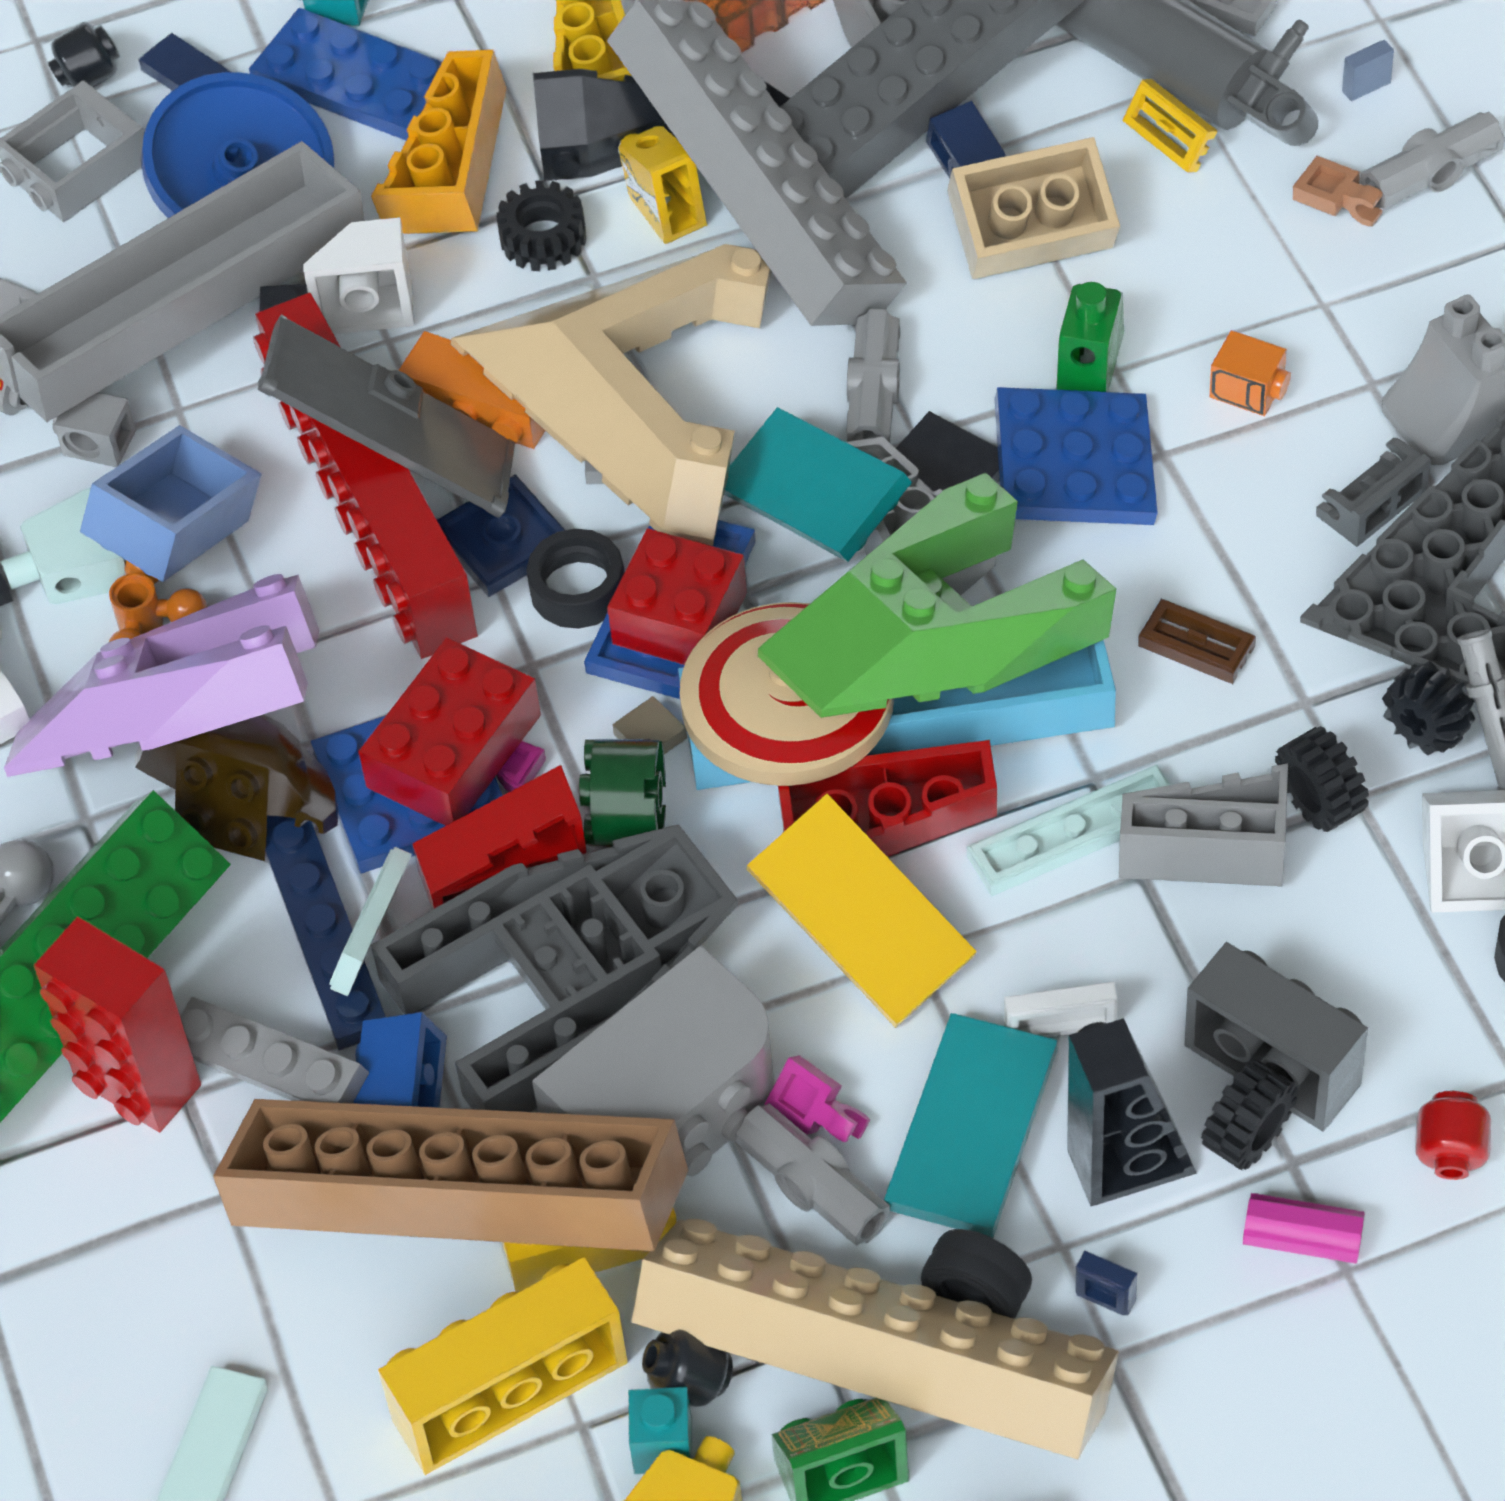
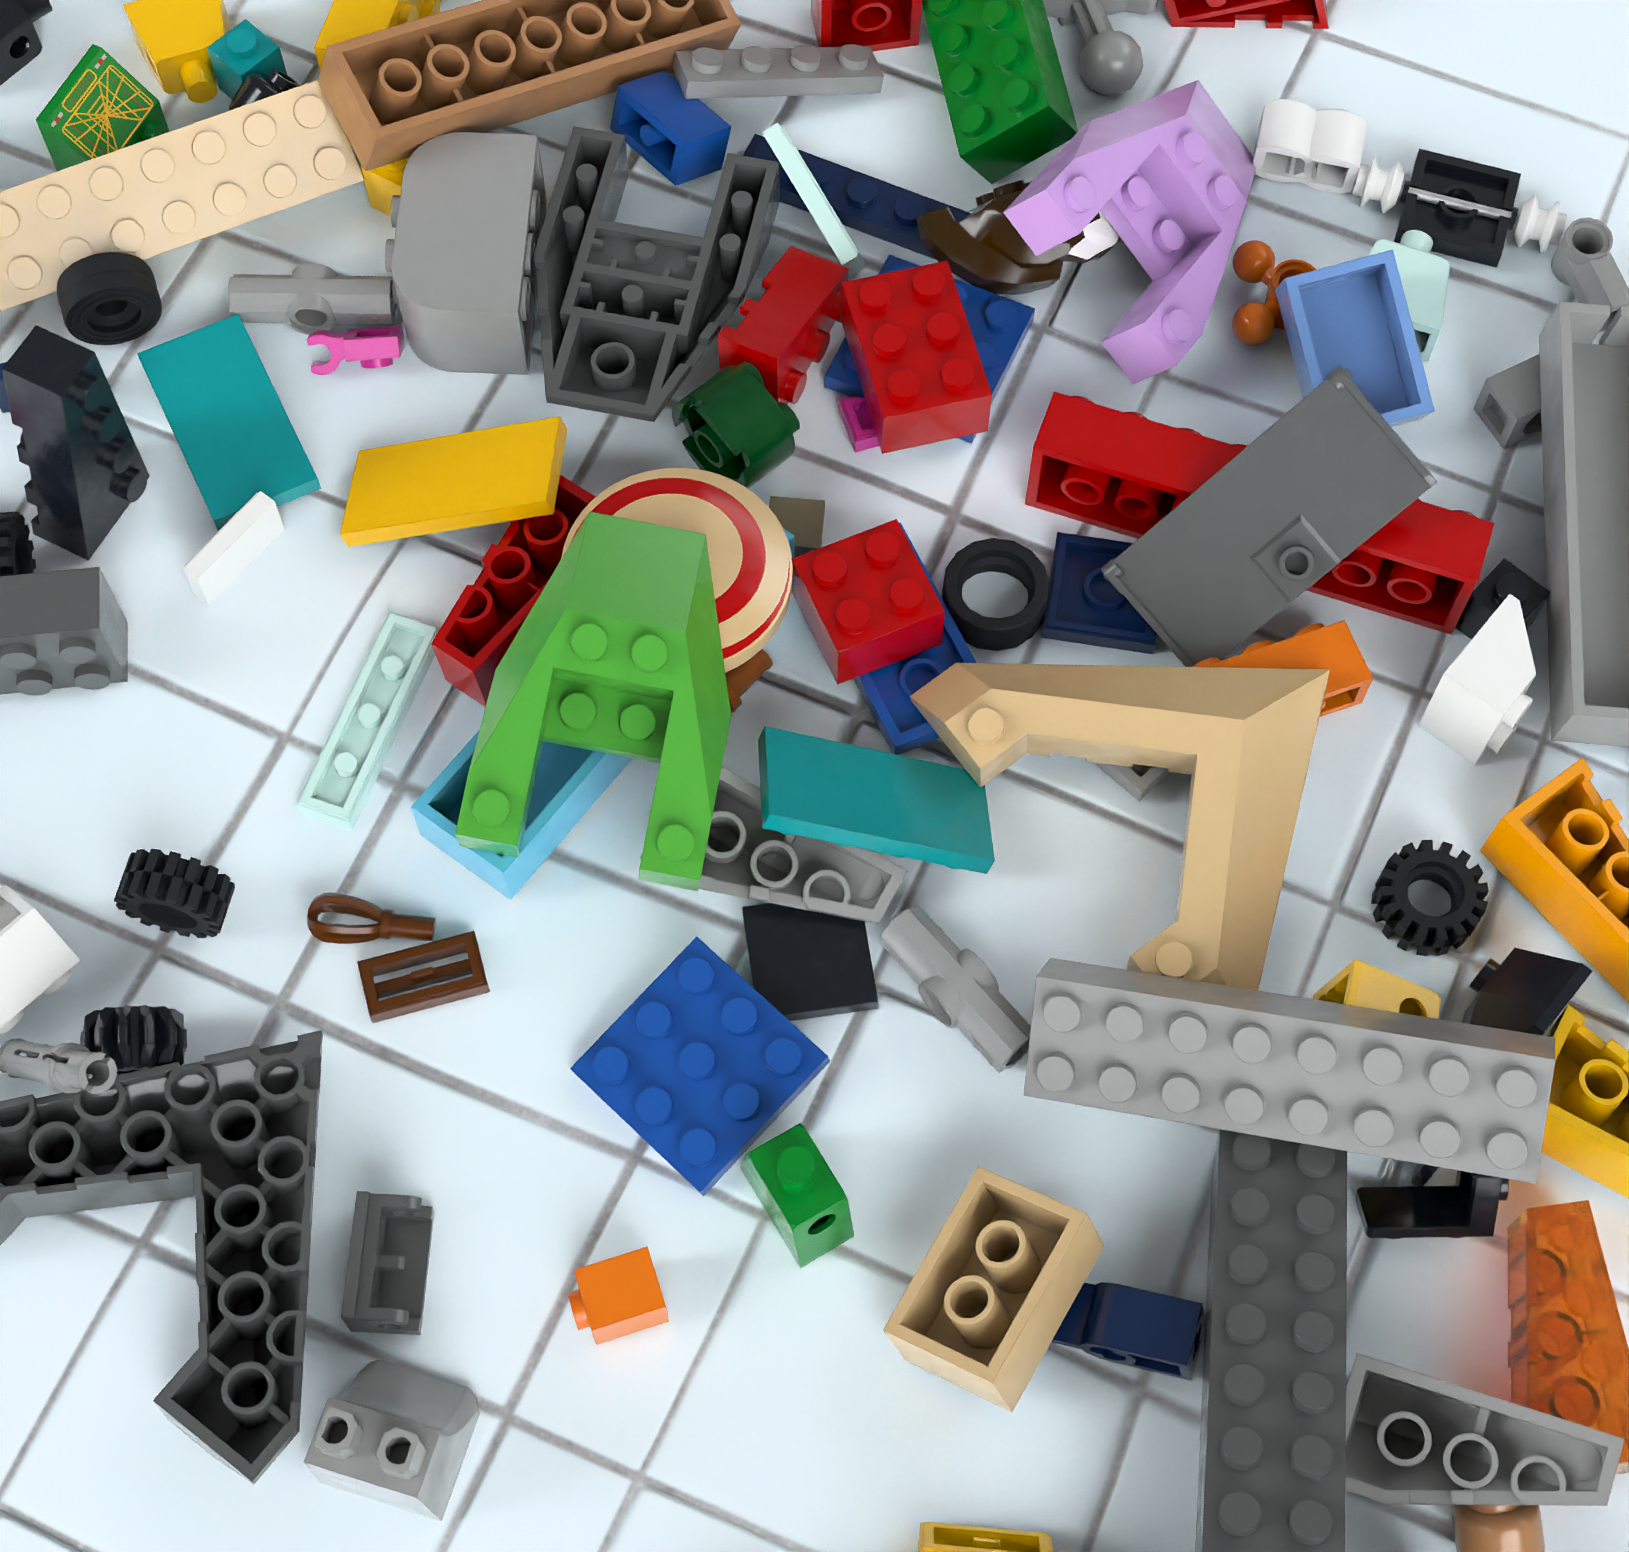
camera: 130 degrees right, 10 degrees up
(1194, 689) = (388, 925): none -> reddish brown piece
(1207, 832) = (235, 774): light grey wedge -> none

